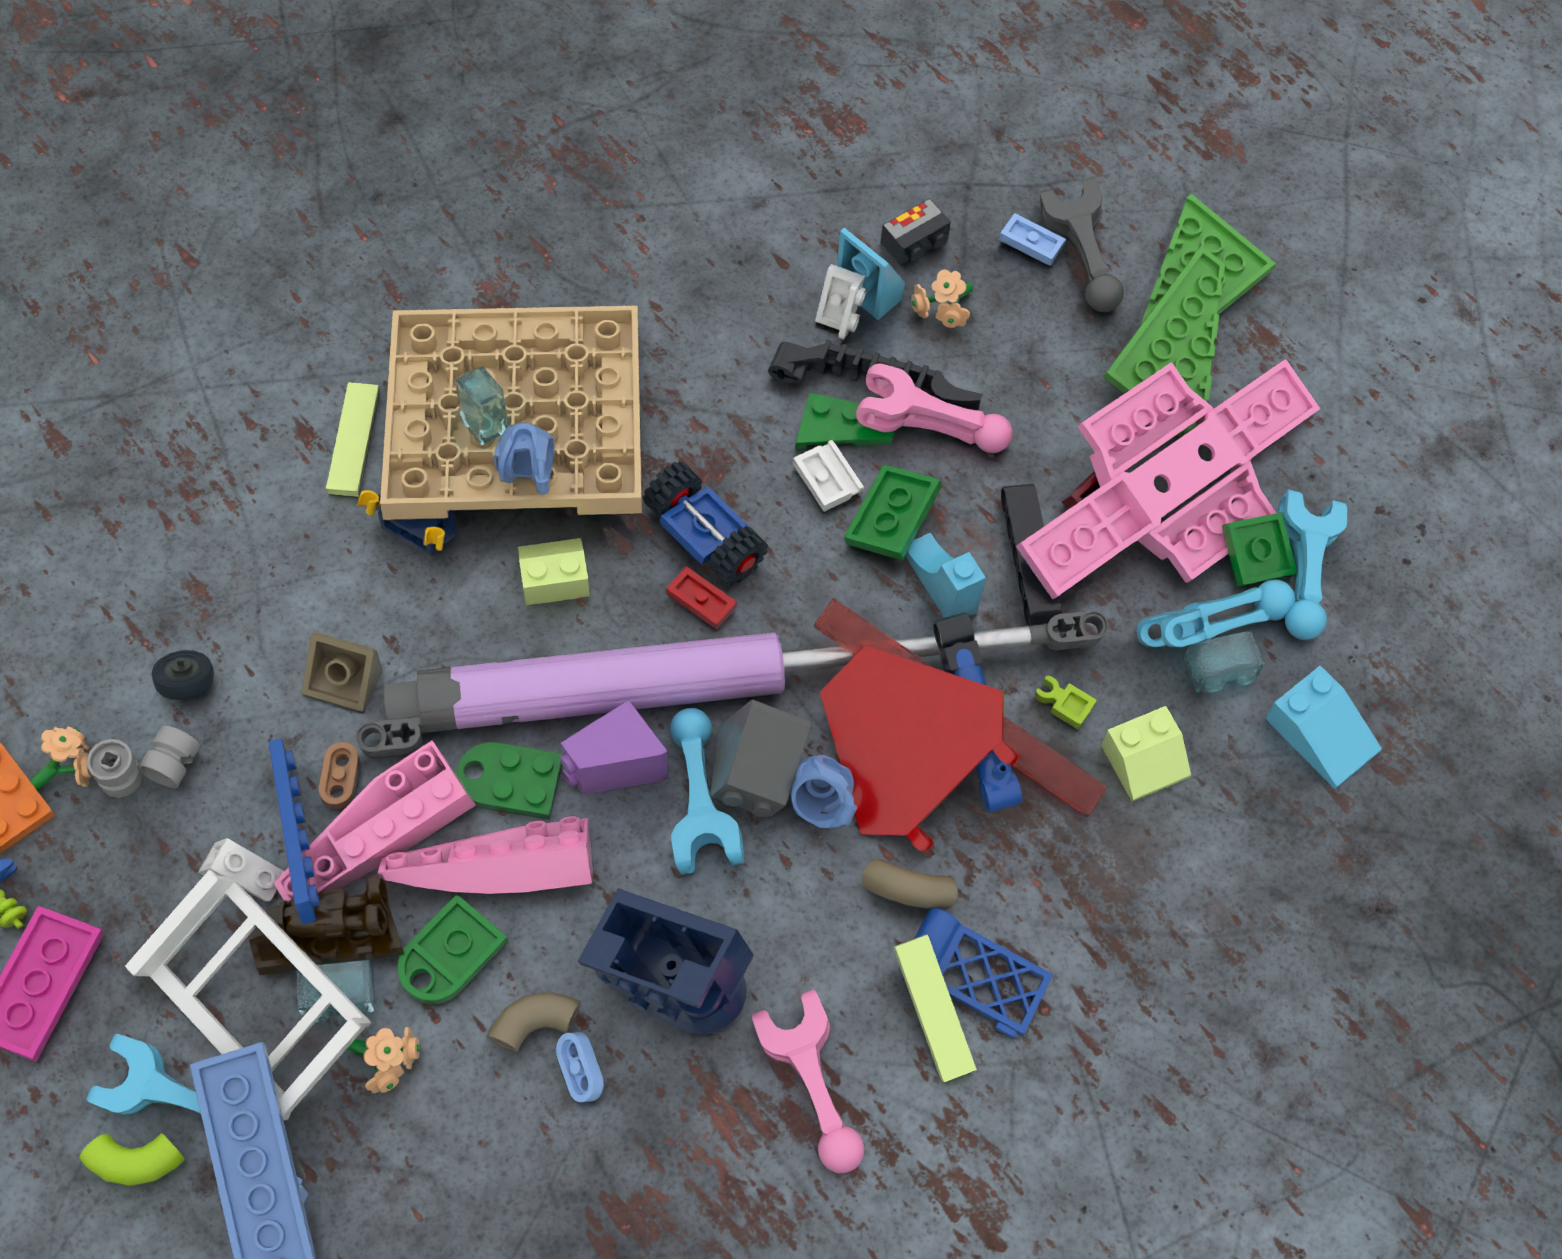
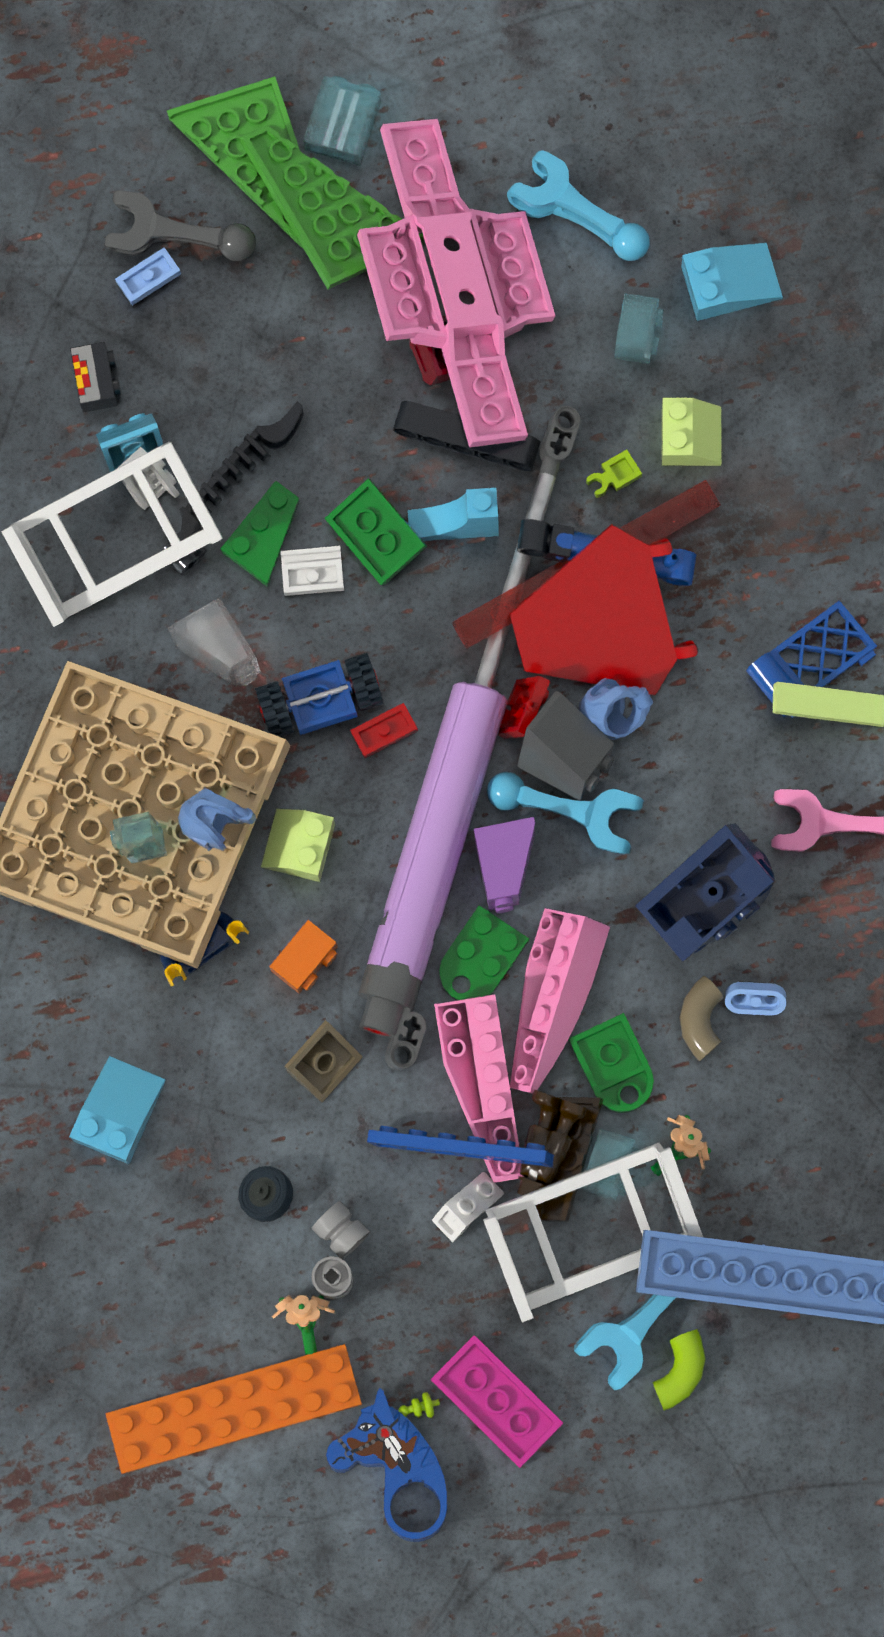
camera: 55 degrees left, 15 degrees up
(219, 516) = (117, 1110): none -> medium azure slope
(339, 777) = (417, 1097): medium nougat plate -> none
(353, 439) = (85, 967): yellowish green tile -> none
(440, 616) = (304, 957): none -> orange piece
(707, 246) = (37, 576): none -> white piece
(716, 417) = (216, 643): none -> clear slope
(796, 707) = (524, 703): none -> red plate
(909, 886) = (722, 678): dark tan cylinder -> none
(912, 407) = (280, 470): bright pink piece -> none
(947, 287) = (182, 380): light nougat plant -> none
(1191, 624) = (598, 333): medium azure piece -> none
(1259, 549) = (551, 244): green plate -> none
(1269, 332) = (342, 120): none -> clear light blue brick

